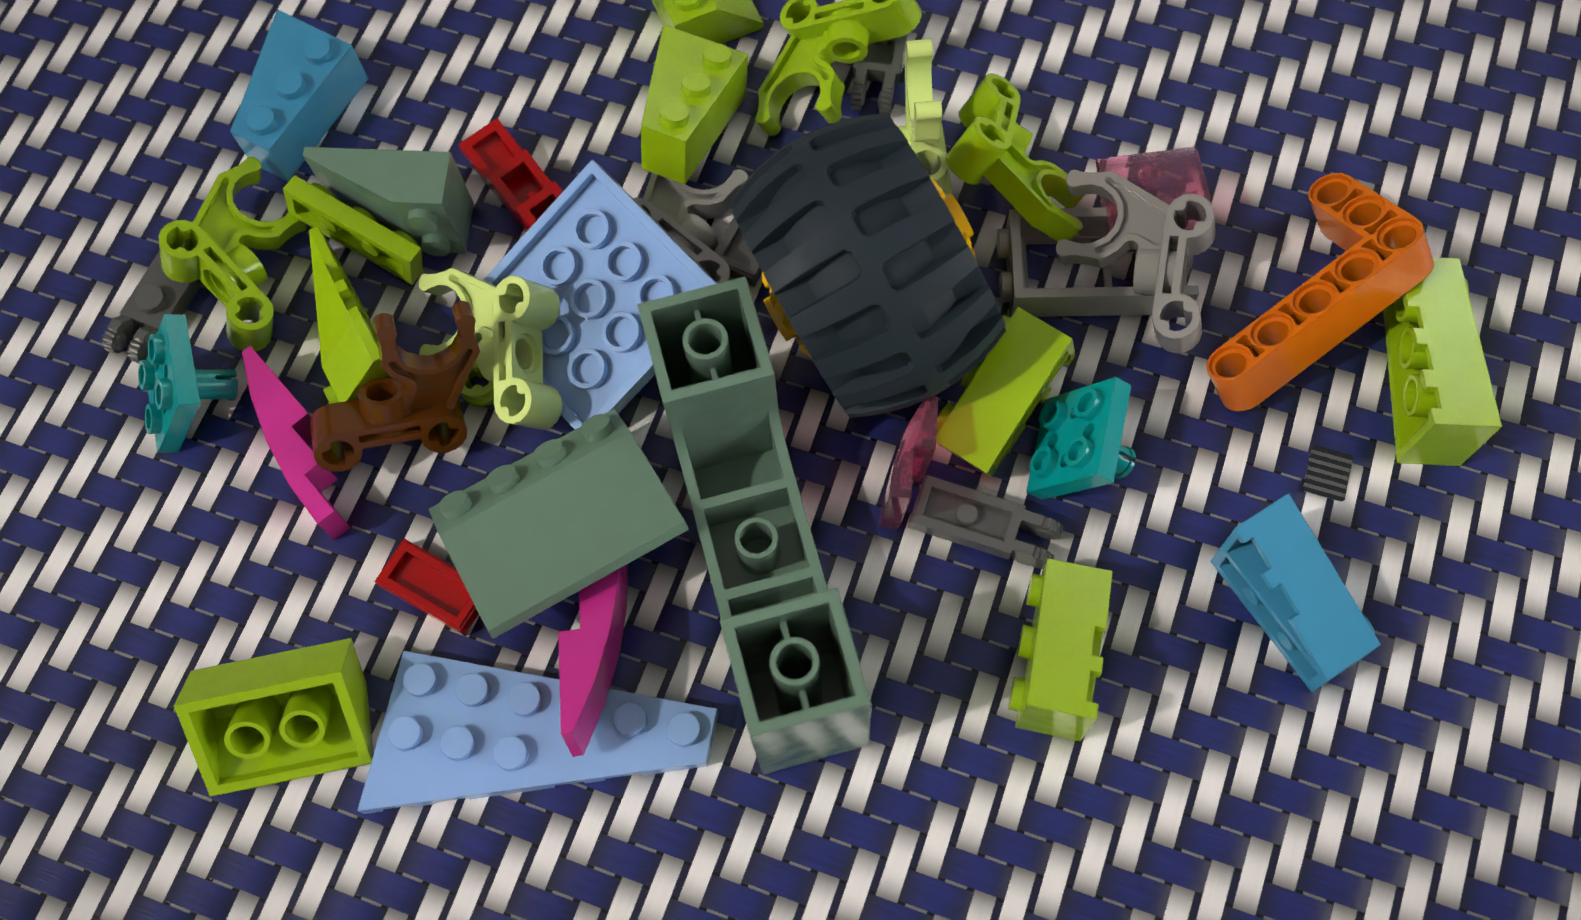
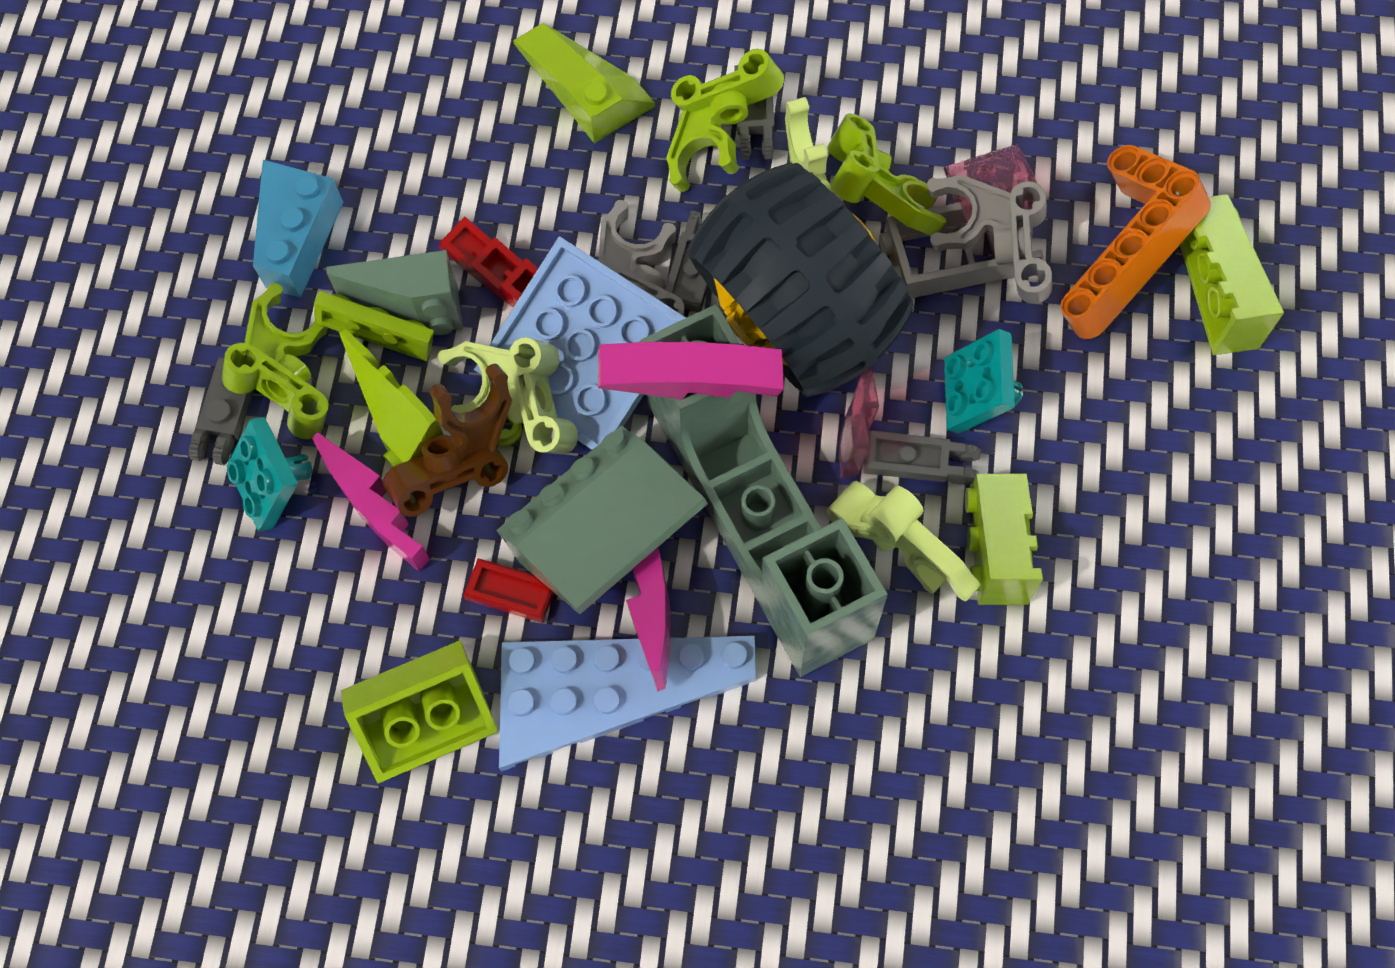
camera: 15 degrees left, 0 degrees up
(684, 352) = (689, 367): none -> dark pink slope
(689, 102) = (616, 175): lime wedge -> none
(919, 601) = (894, 523): none -> yellowish green piece
(1004, 392) = (916, 357): lime wedge -> none
(1295, 593) = (1160, 463): dark azure wedge -> none
(1328, 473) = (1164, 372): sticker -> none

